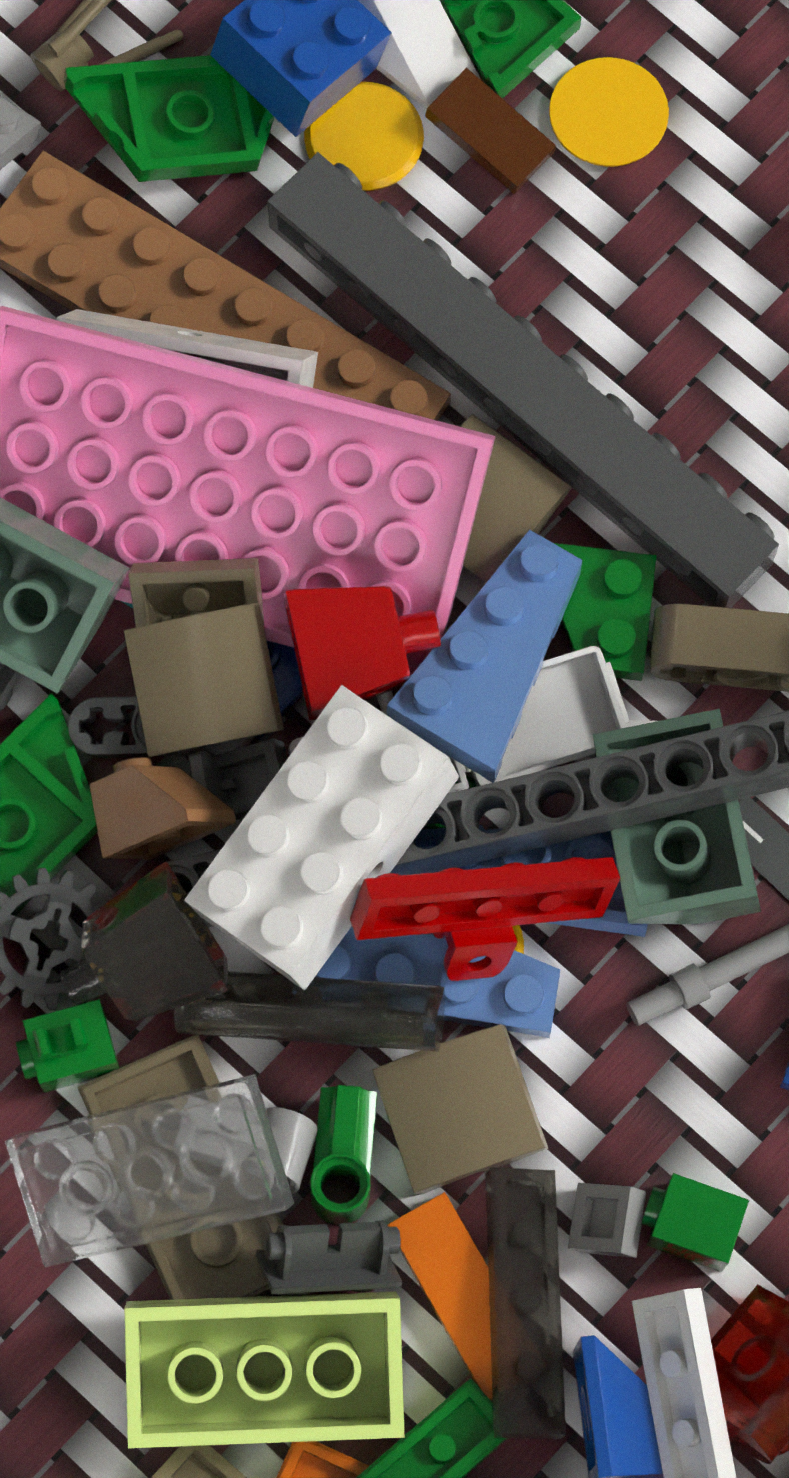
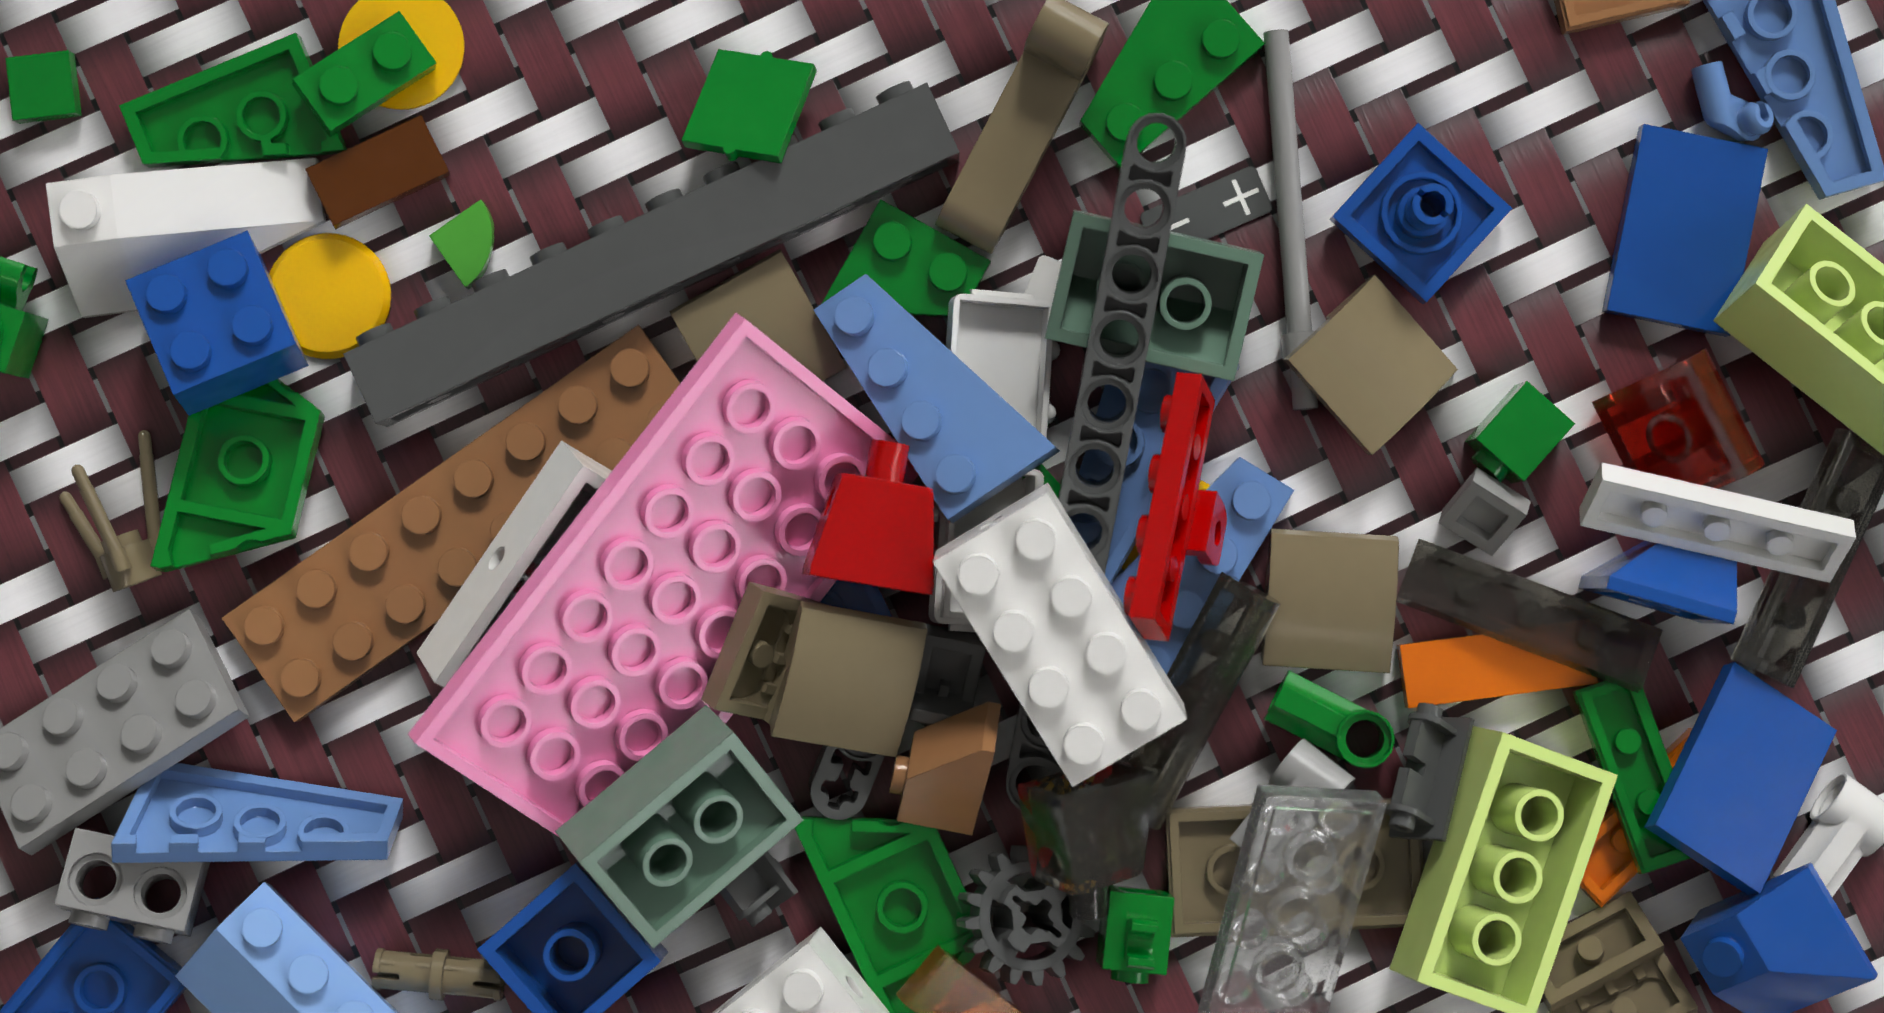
camera: 65 degrees left, 15 degrees up
(463, 226) = (467, 242): none -> bright green tile
(571, 84) = (364, 73): none -> green plate
(688, 407) = (749, 106): none -> green piece
(701, 1056) = (1371, 365): none -> dark tan slope

